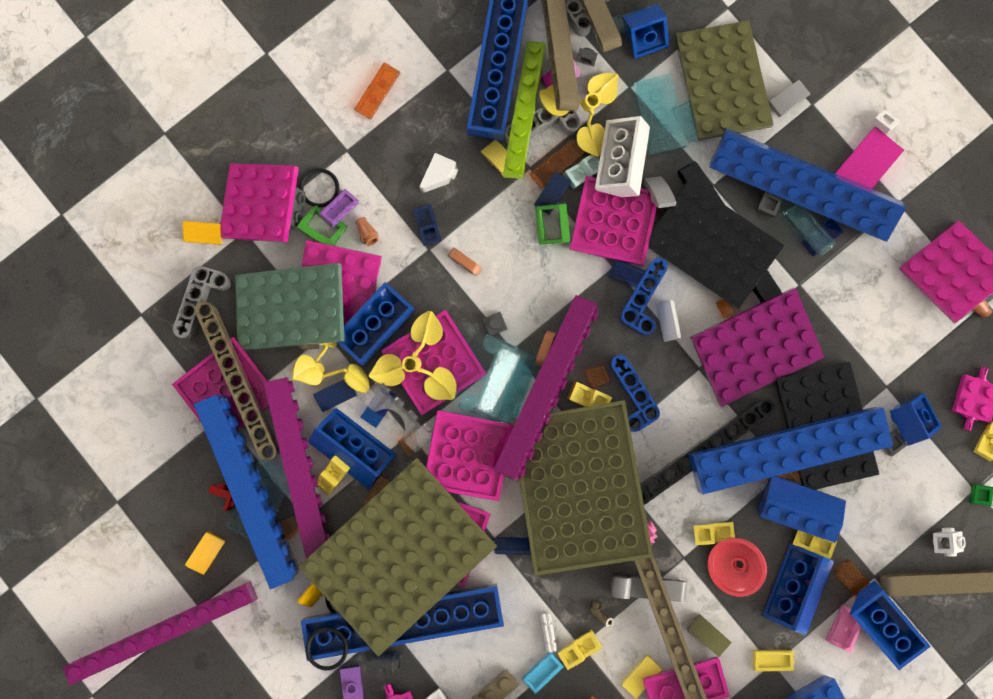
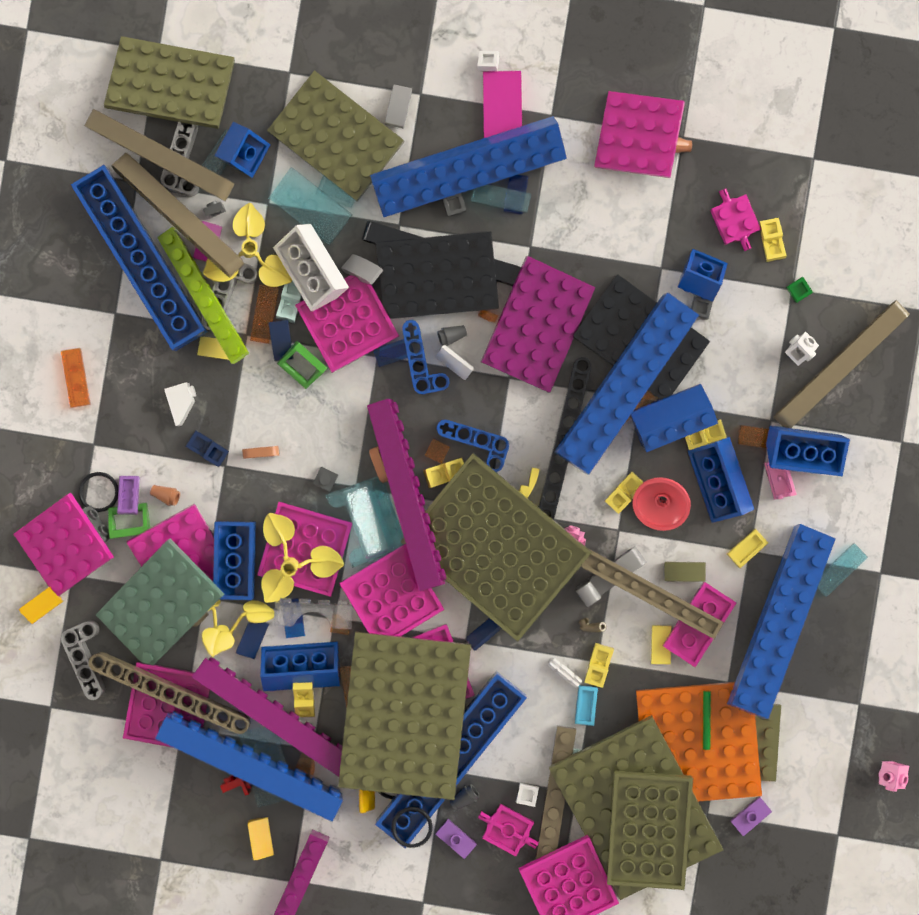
camera: 35 degrees left, 5 degrees up
(654, 459) = (526, 490): none -> light yellow slope
(684, 298) = (451, 334): none -> dark grey cone

